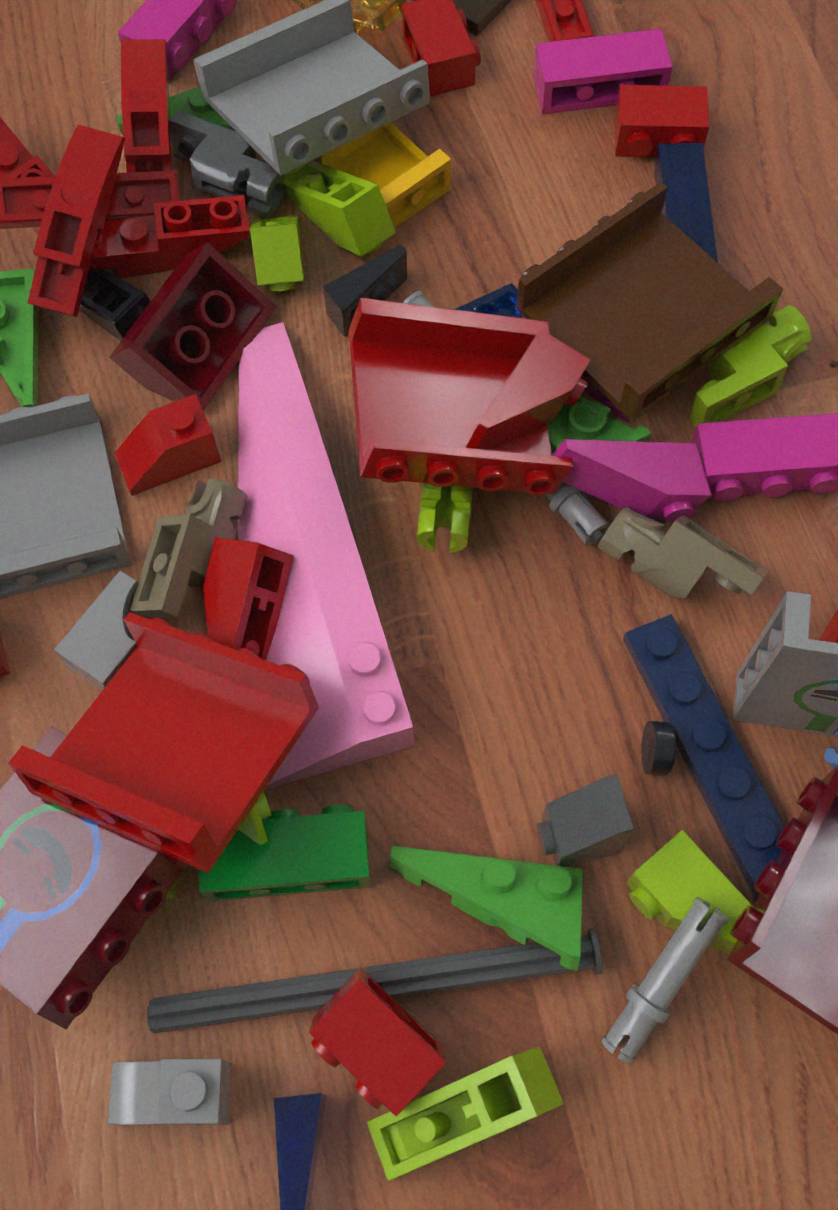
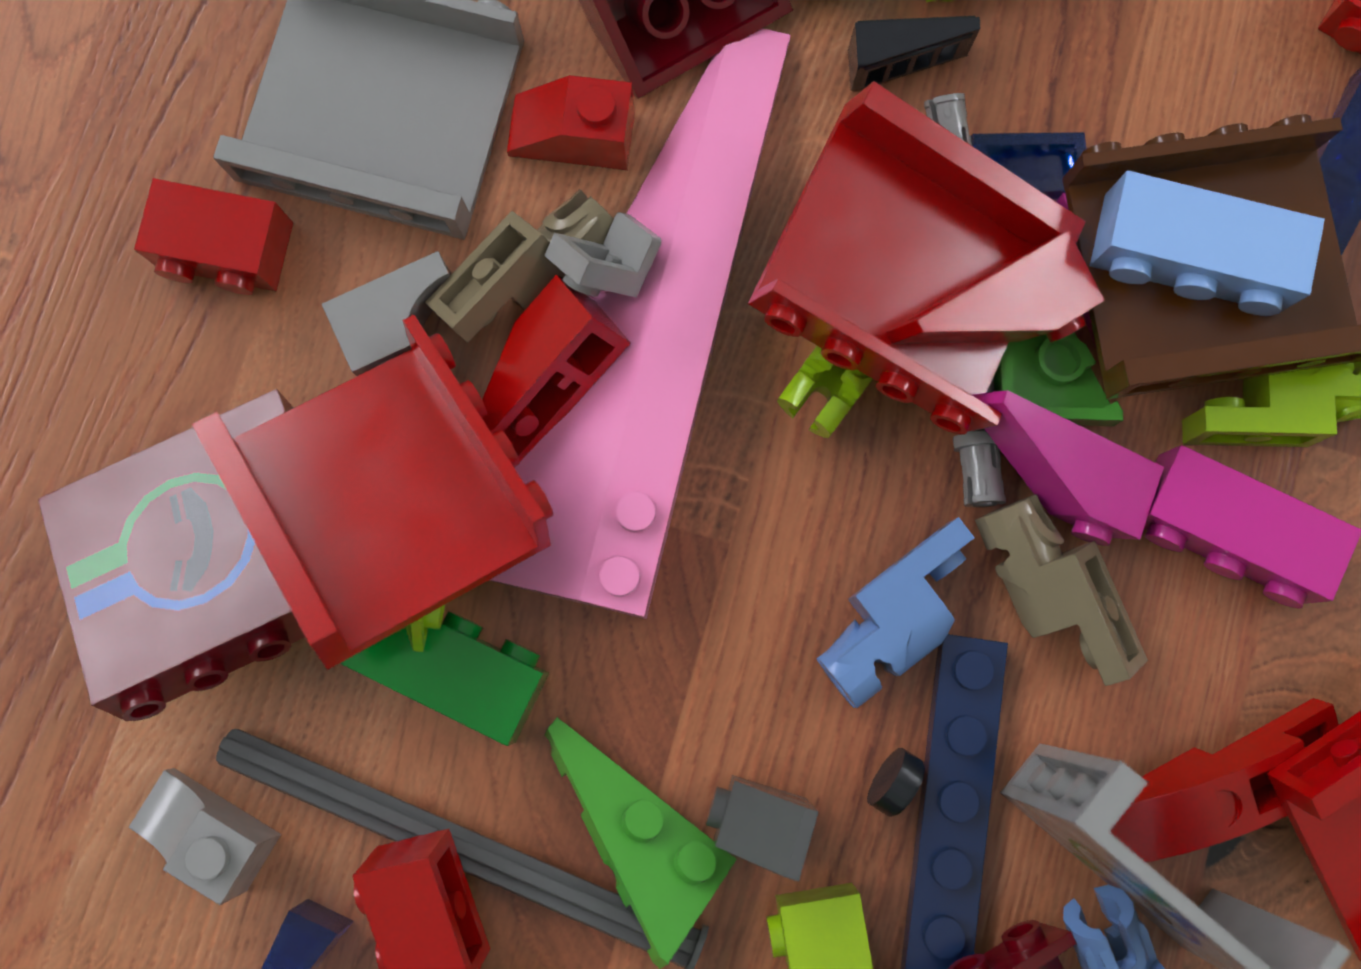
camera: 30 degrees right, 15 degrees up
(254, 507) = (613, 266): none -> light grey bracket
(586, 639) = (899, 615): none -> medium blue plate
(630, 293) = (1206, 244): none -> light blue brick

